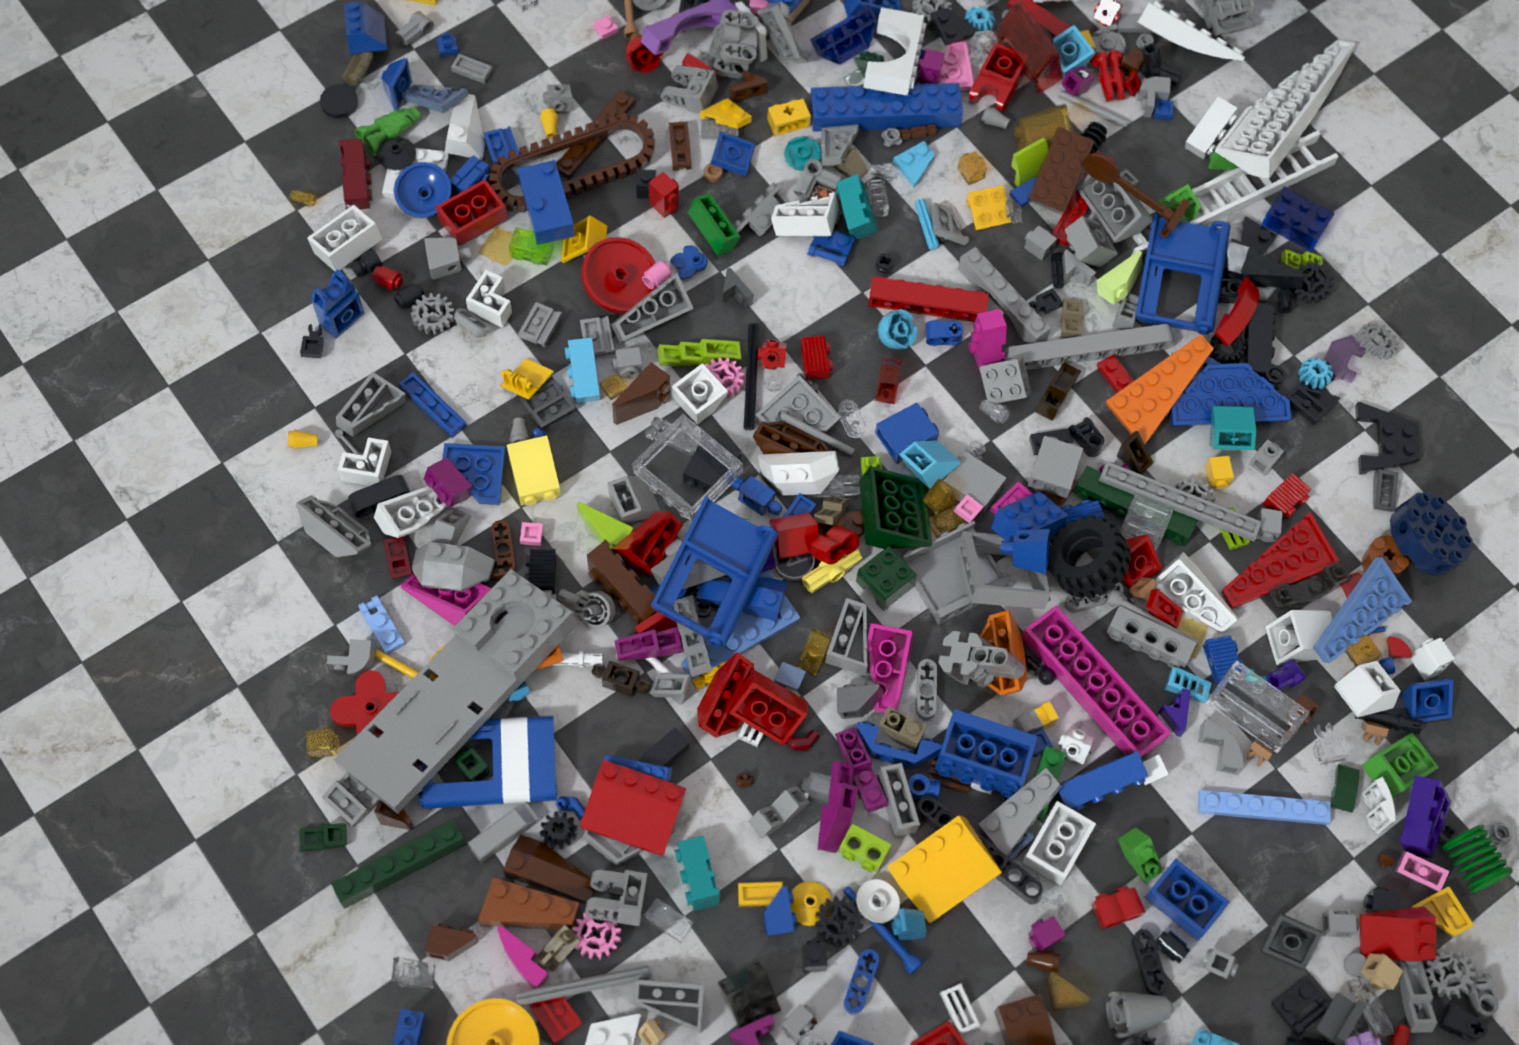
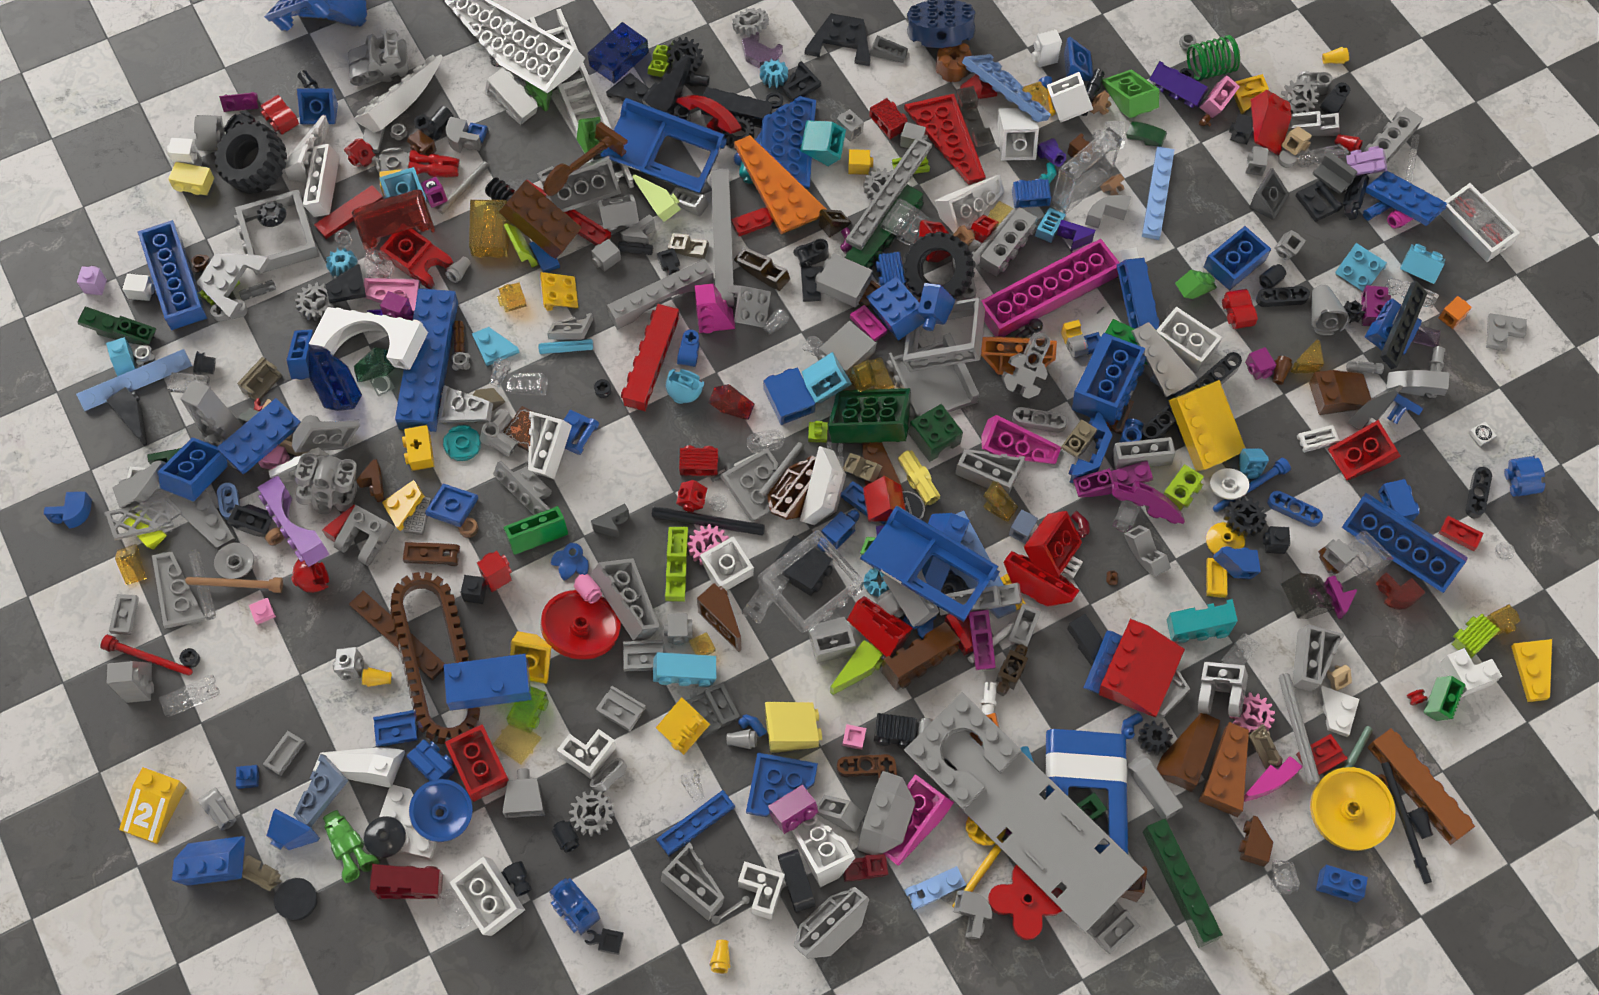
camera: 80 degrees left, 0 degrees up
(308, 199) = (419, 943): clear yellow pin -> none
(322, 743) = (1059, 948): clear yellow brick -> none
(323, 838) = (1149, 955): dark green slope -> none
(387, 277) = (539, 857): red brick -> none
(590, 606) = (938, 688): light grey pin -> none
(834, 545) = (902, 467): red brick -> none
(856, 207) = (543, 399): teal wedge -> none
(857, 700) = (1050, 473): flat silver slope -> none
(968, 508) = (877, 355): bright pink plate -> none
(1013, 212) = (568, 271): clear tile -> none
(1075, 745) = (1102, 312): white brick -> none
(1133, 83) = (442, 149): red slope -> none
(1381, 802) = (1167, 110): white slope -> none
(1398, 648) = (1029, 73): red tile -> none

